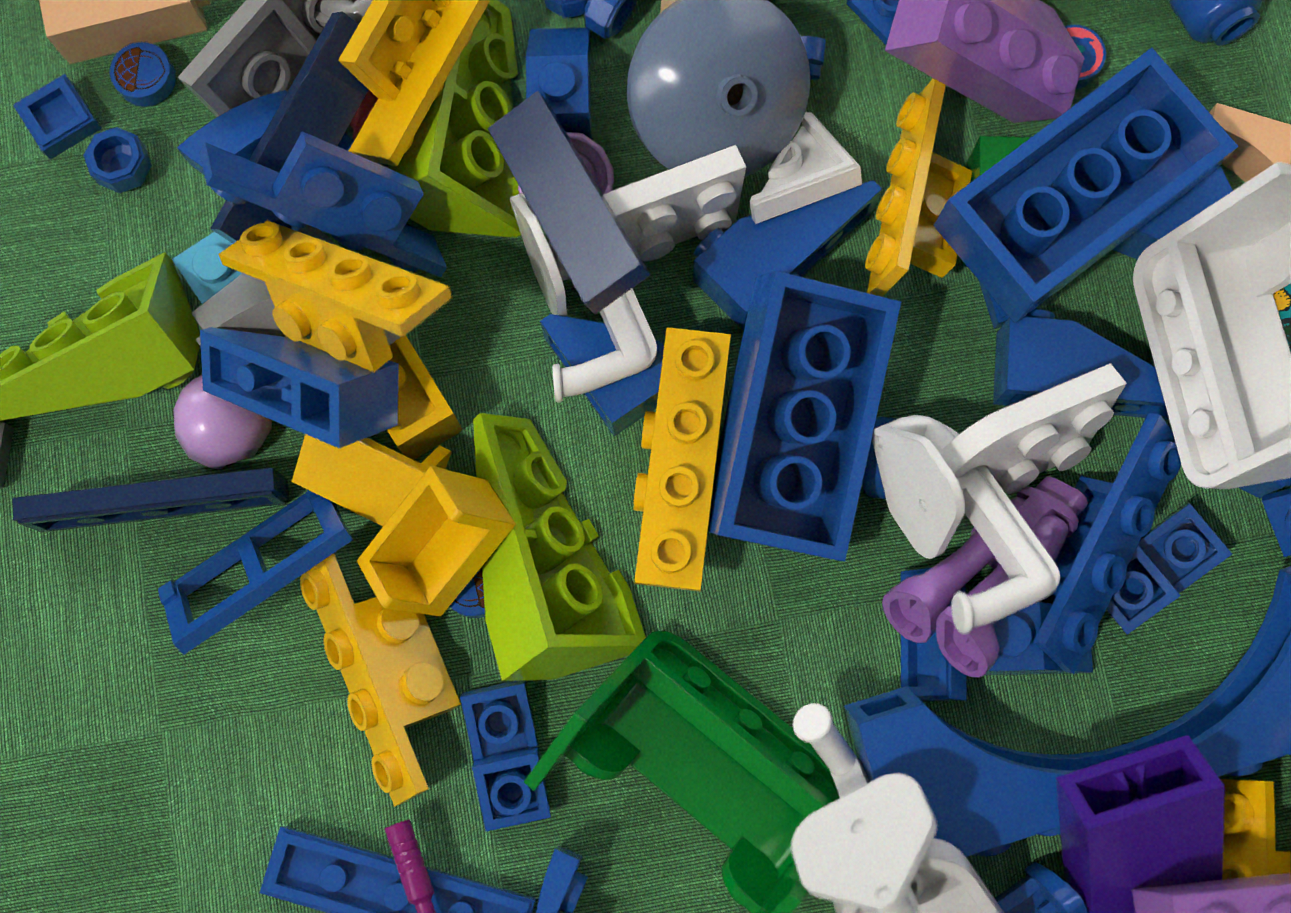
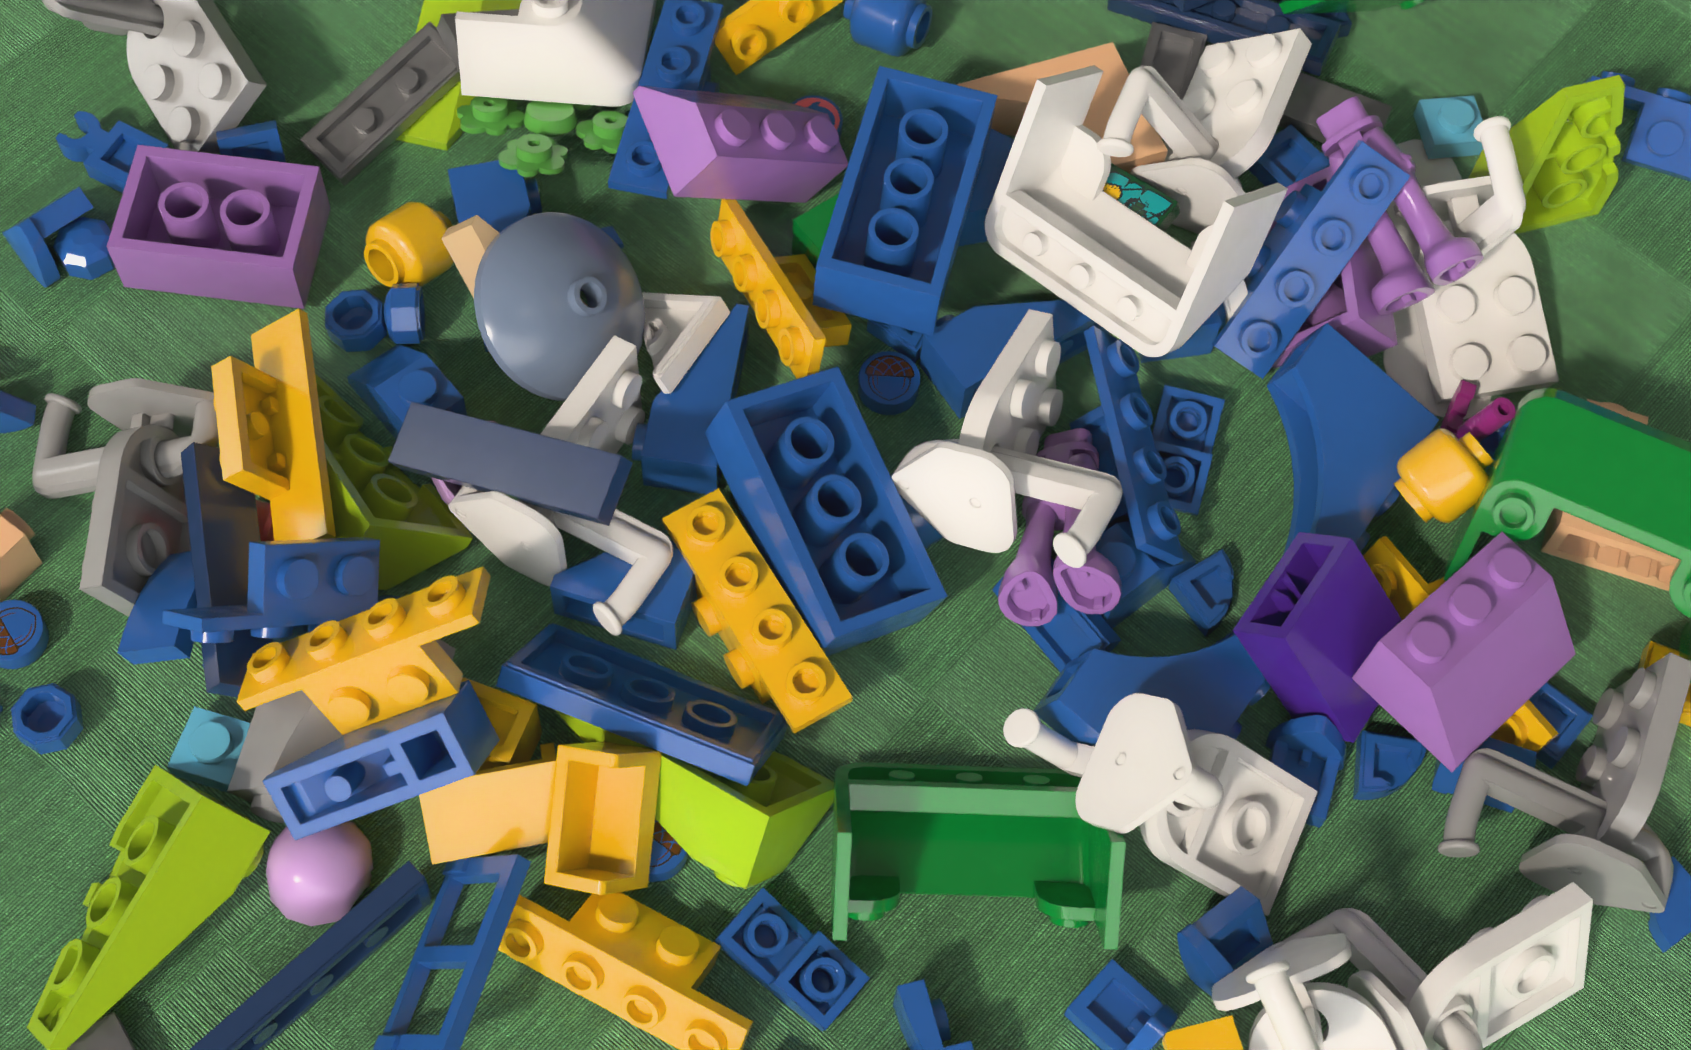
camera: 45 degrees left, 15 degrees down
(541, 471) = (645, 702): none -> blue tile
(956, 332) = (888, 383): none -> blue tile
(1080, 705) = (1205, 591): none -> blue tile

